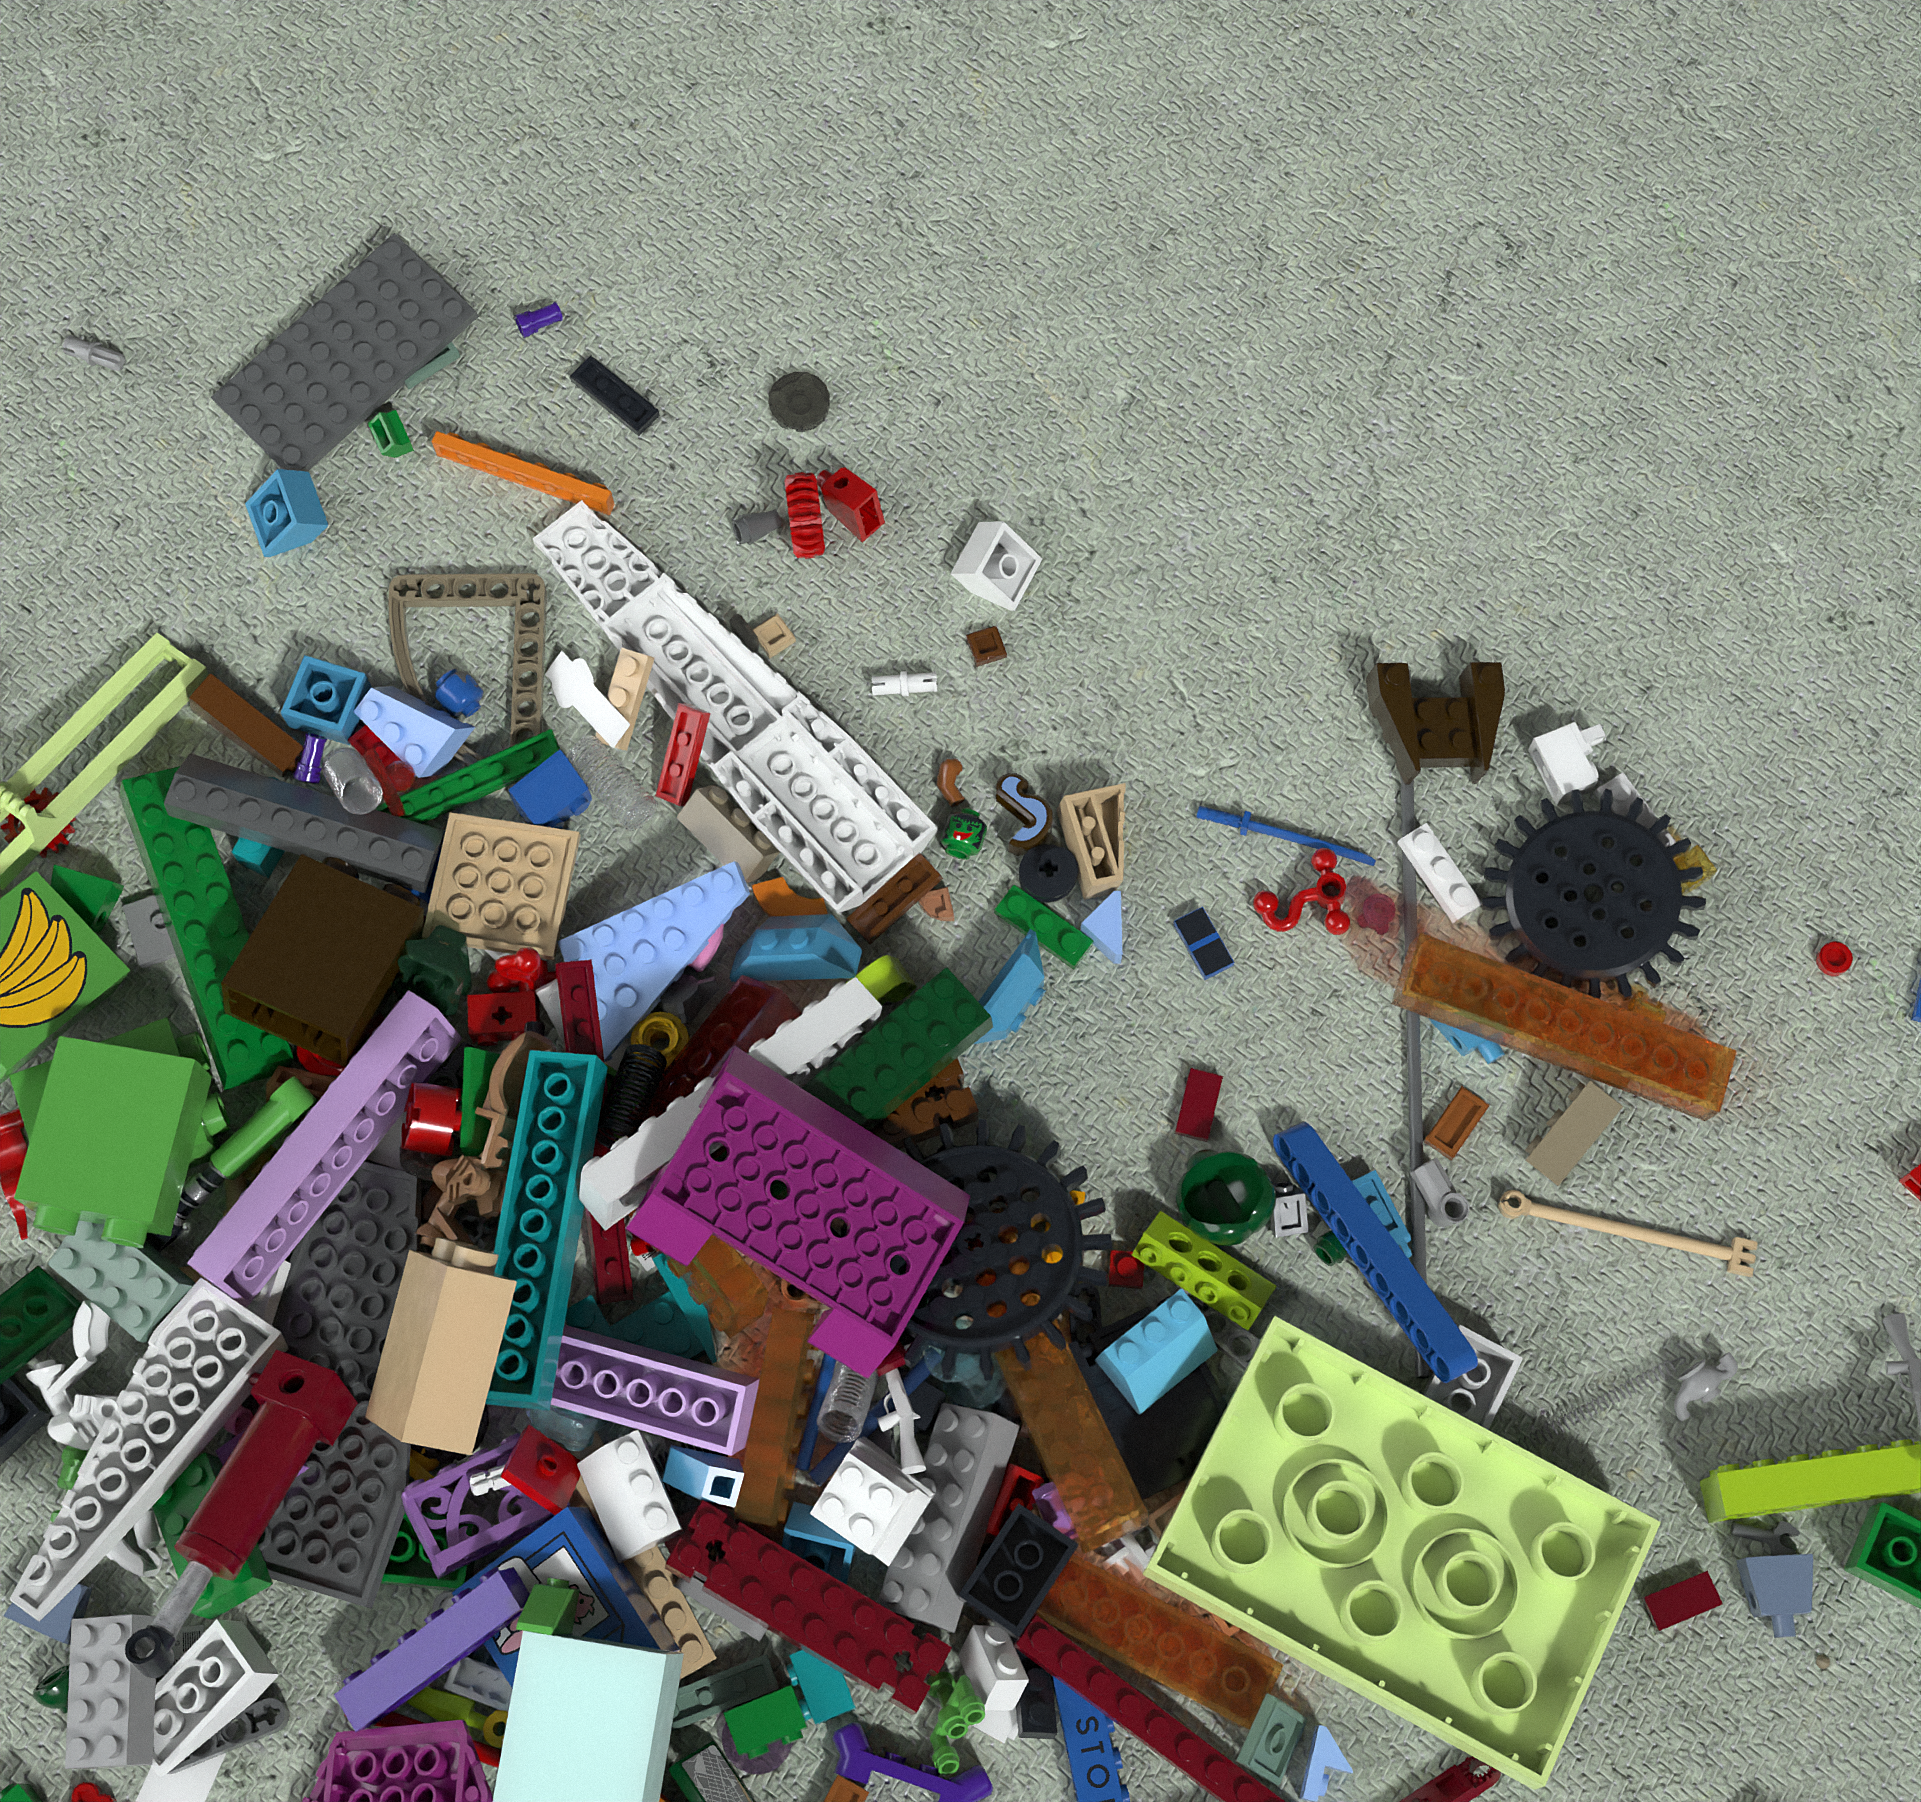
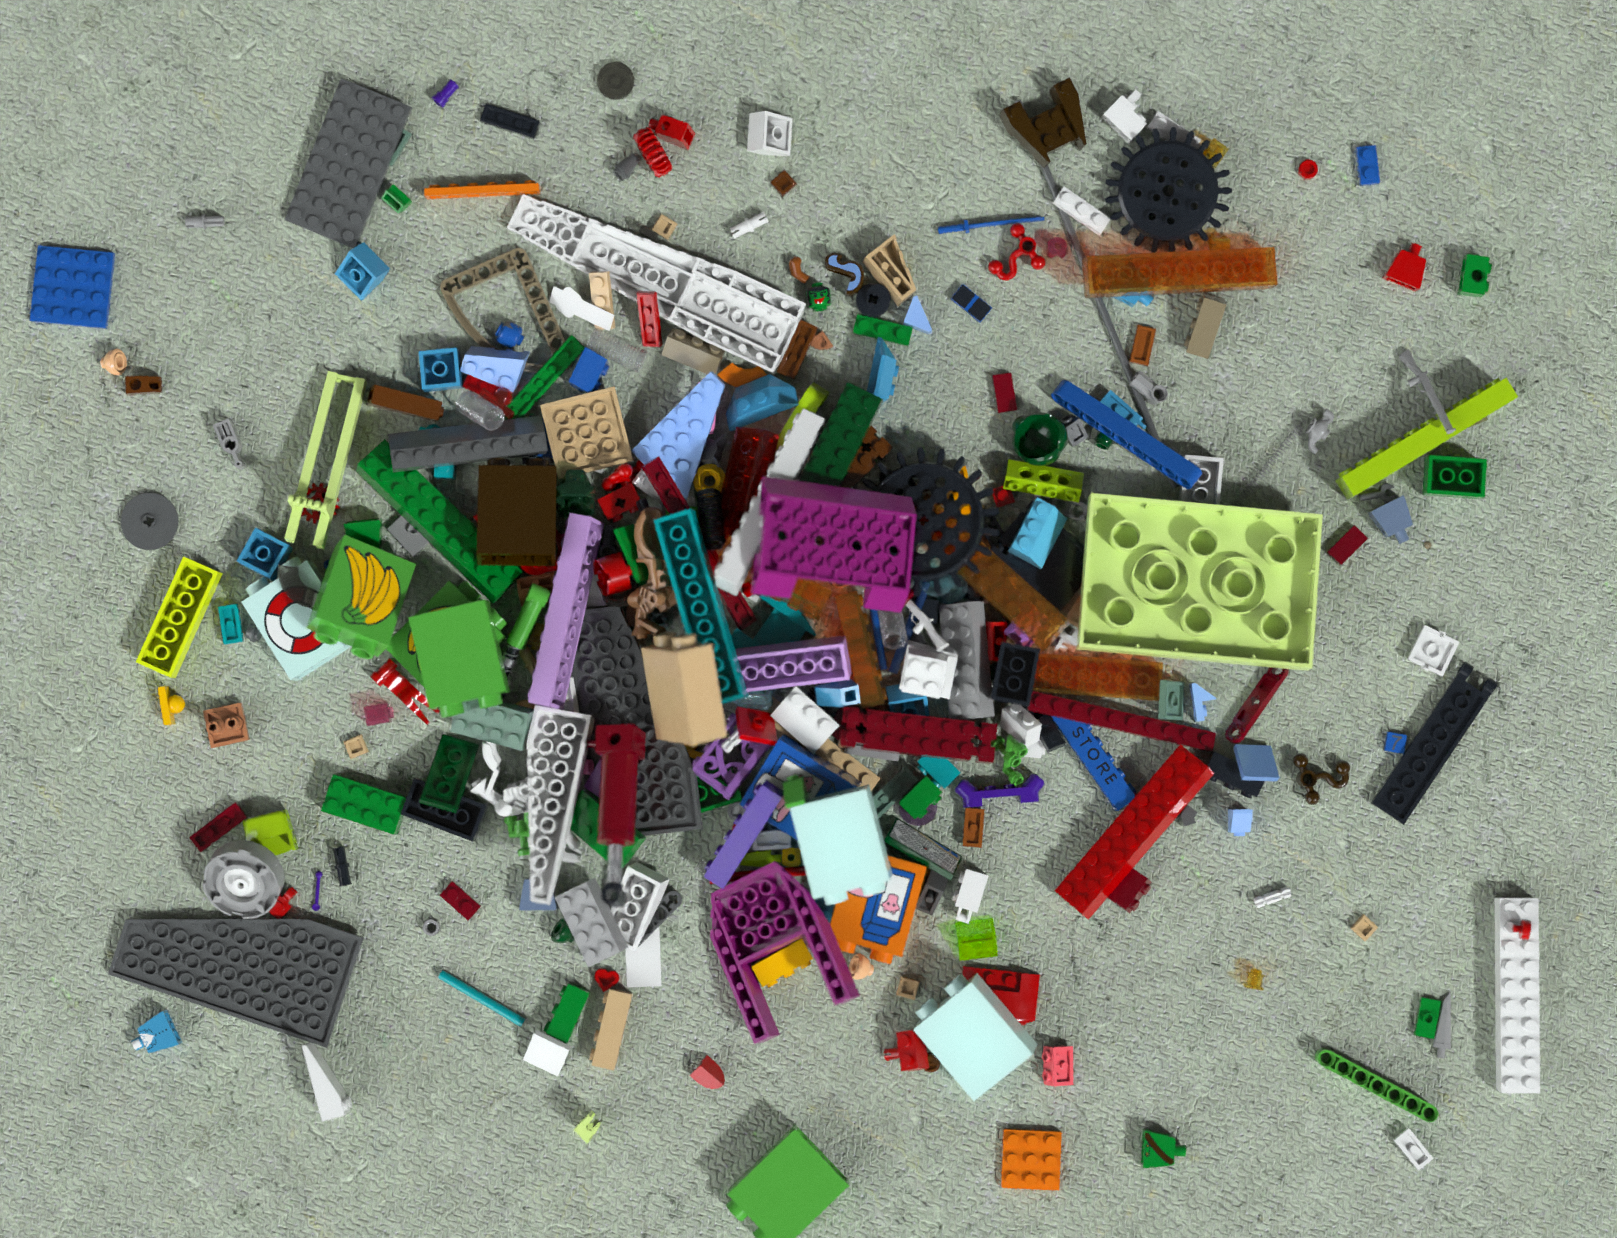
camera: 20 degrees left, 15 degrees up
(309, 767) = (449, 411): dark purple pin -> none
(1732, 1254) = (1311, 354): tan hinge -> none

